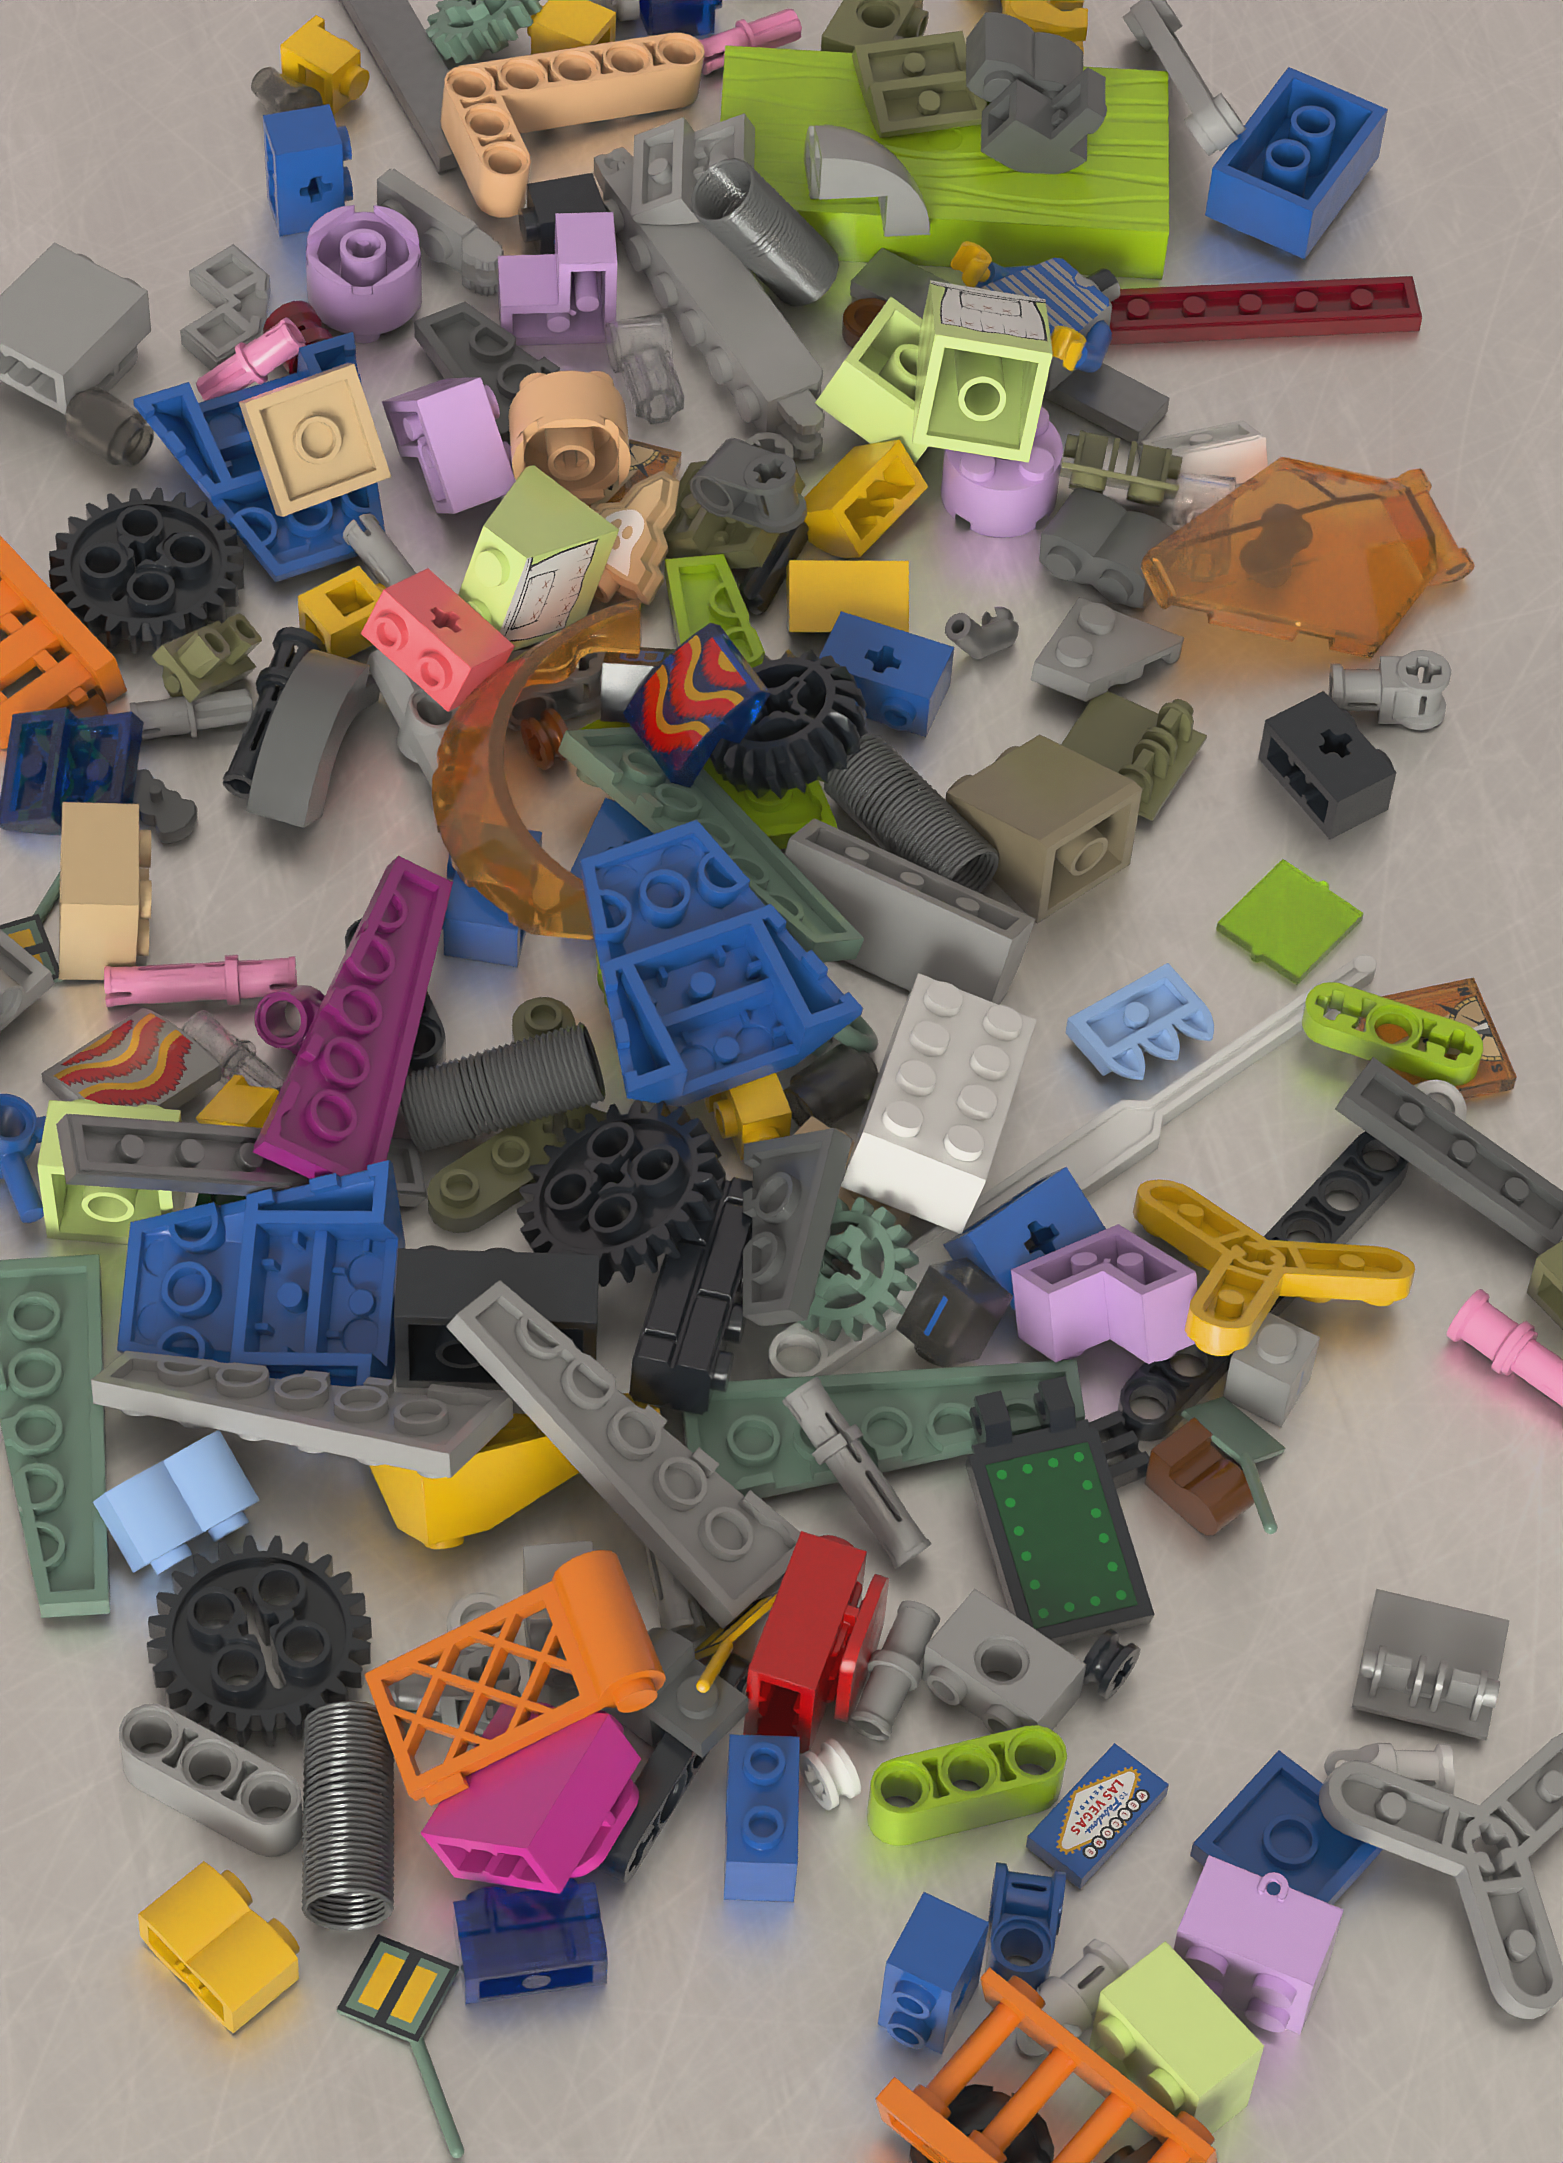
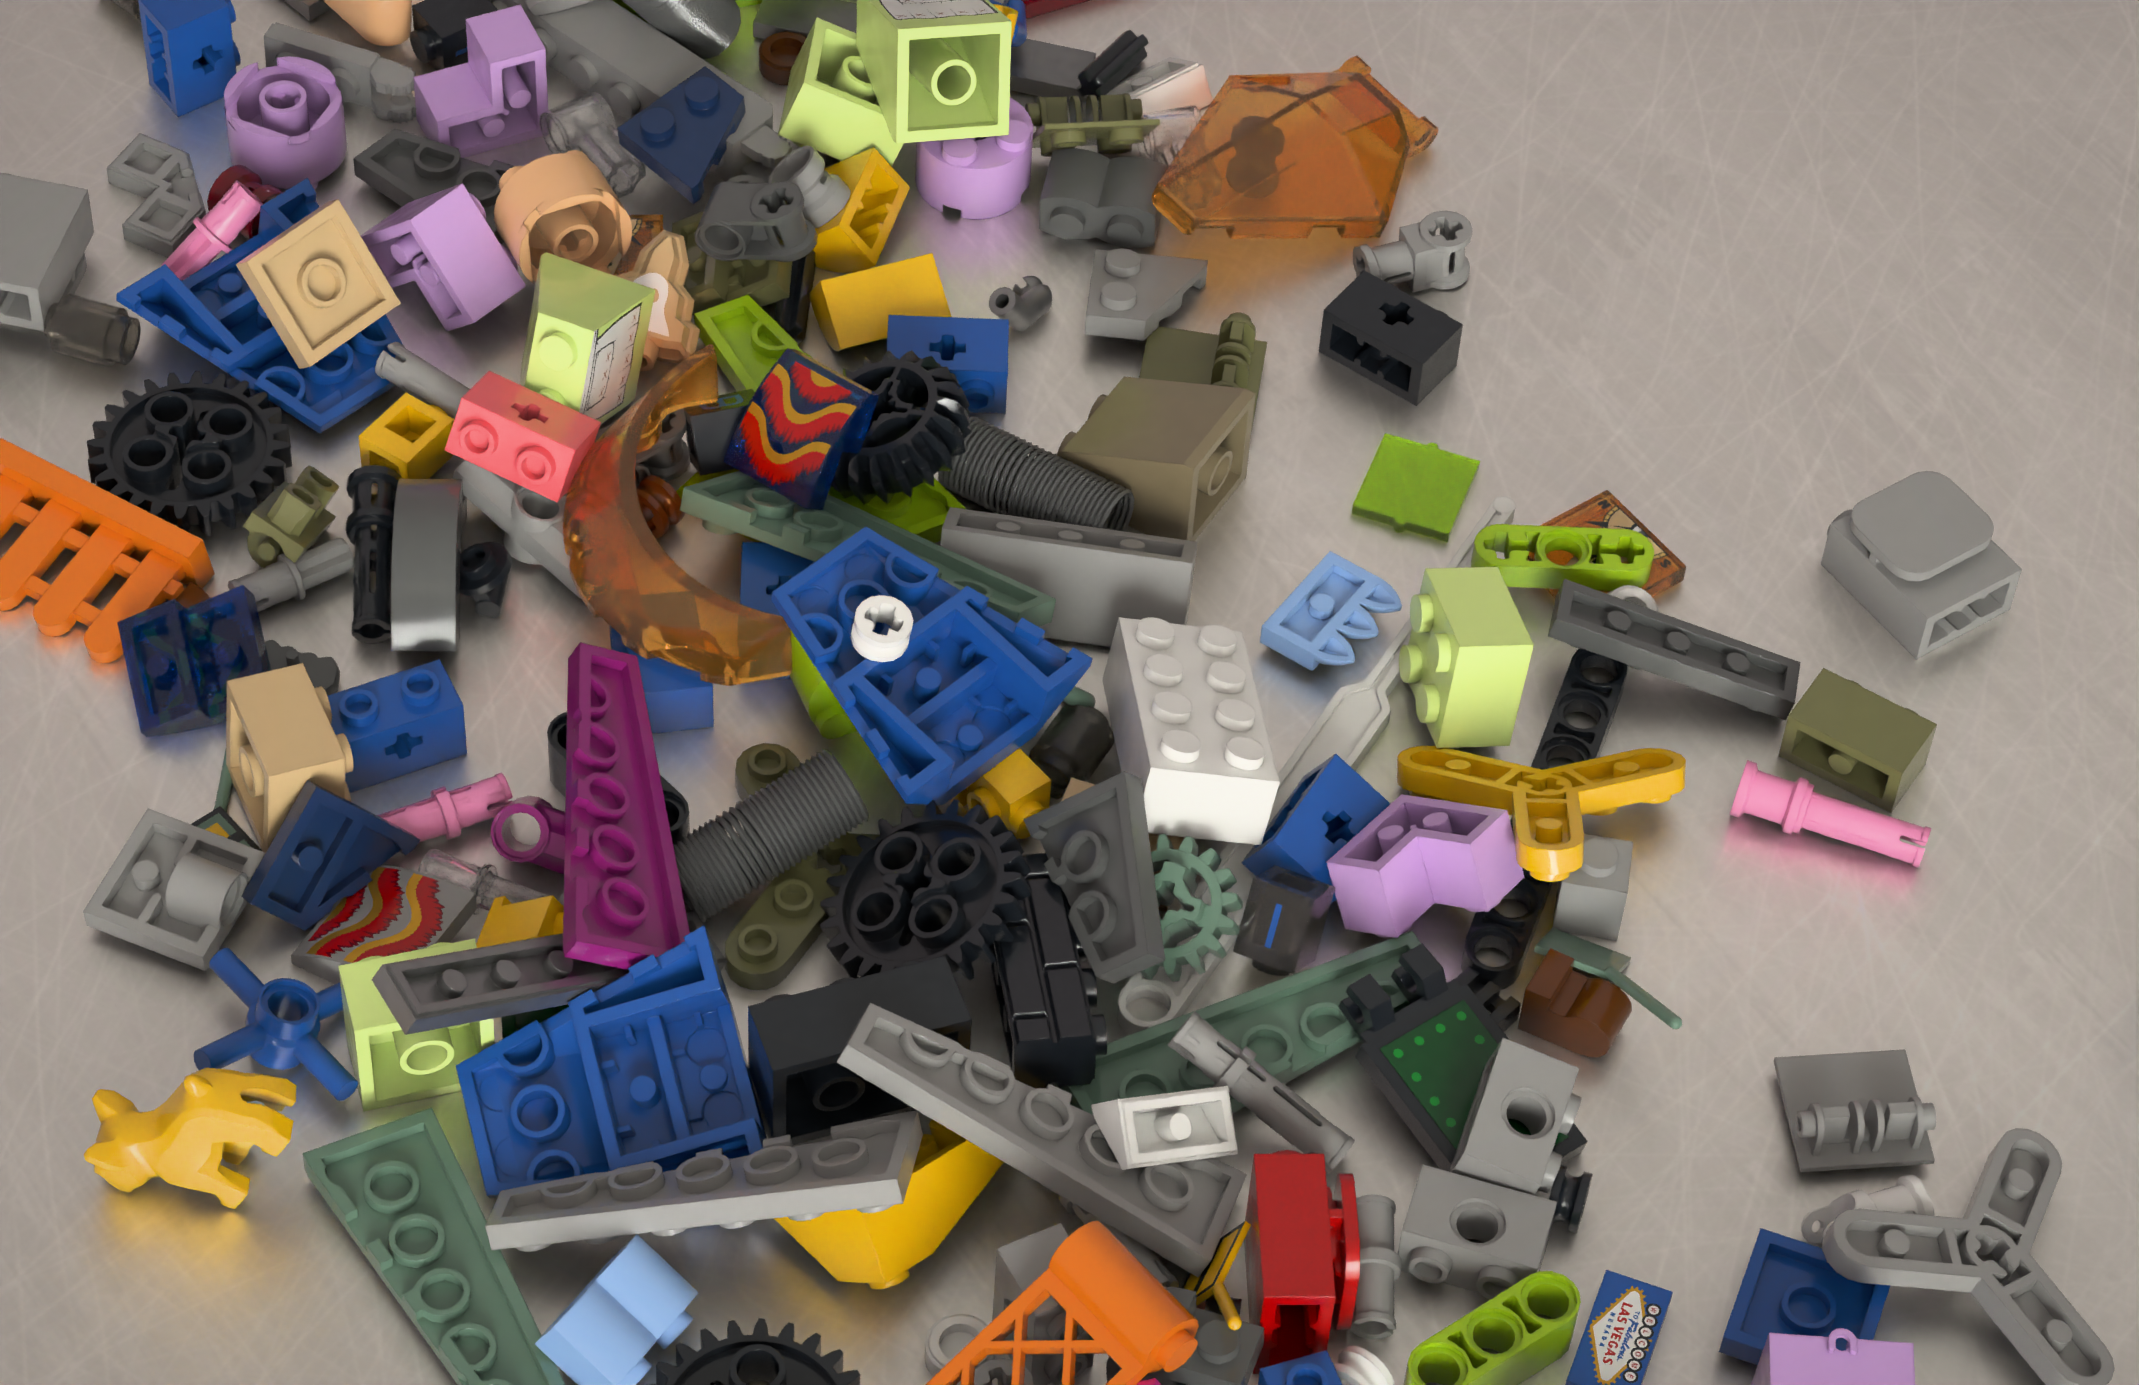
camera: 20 degrees left, 5 degrees down
(98, 990) = (322, 856): none -> dark blue wing
(215, 884) = (399, 724): none -> blue brick
(363, 763) = (485, 576): none -> black plate
(670, 942) = (883, 610): none -> white bush
(727, 376) = (685, 131): none -> dark blue wing
(749, 1480) = (1168, 1127): none -> white slope
(820, 465) = (822, 192): none -> light grey wheel
(1093, 1541) = (1525, 1088): none -> light grey brick
(1178, 415) = (1112, 65): none -> black axle
(1238, 1107) = (1466, 657): none -> yellowish green brick

